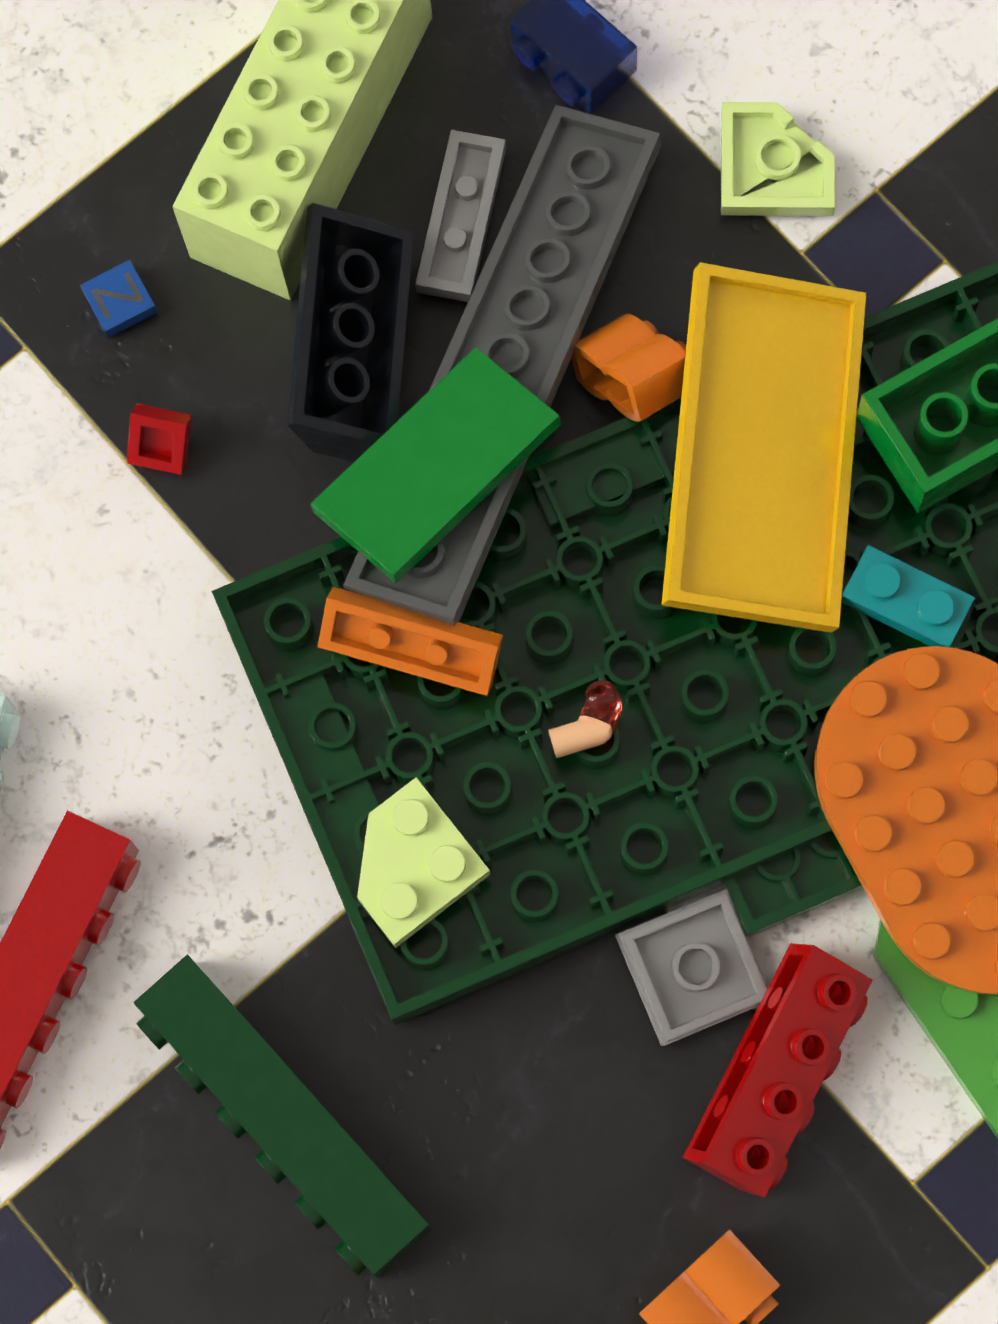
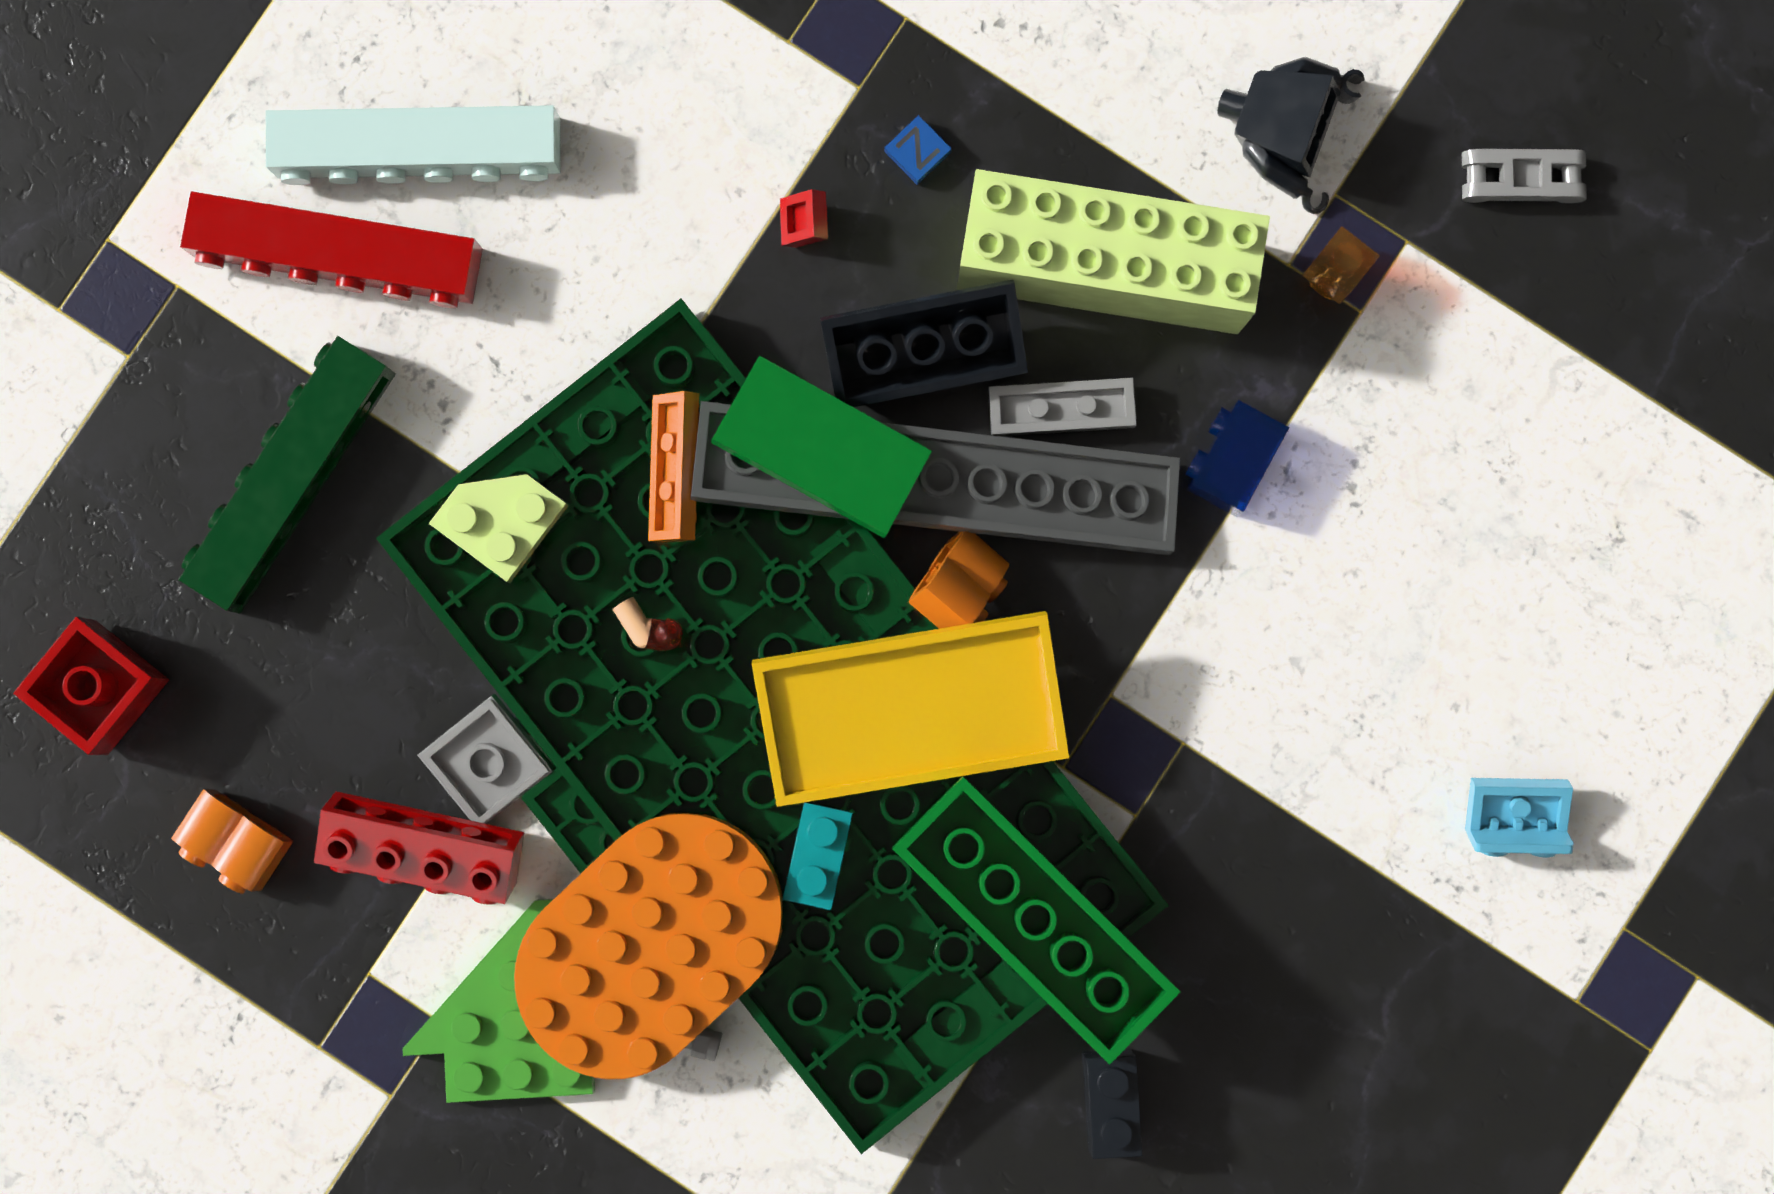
camera: 70 degrees right, 10 degrees up
(772, 164) = (1177, 651): yellowish green plate -> none

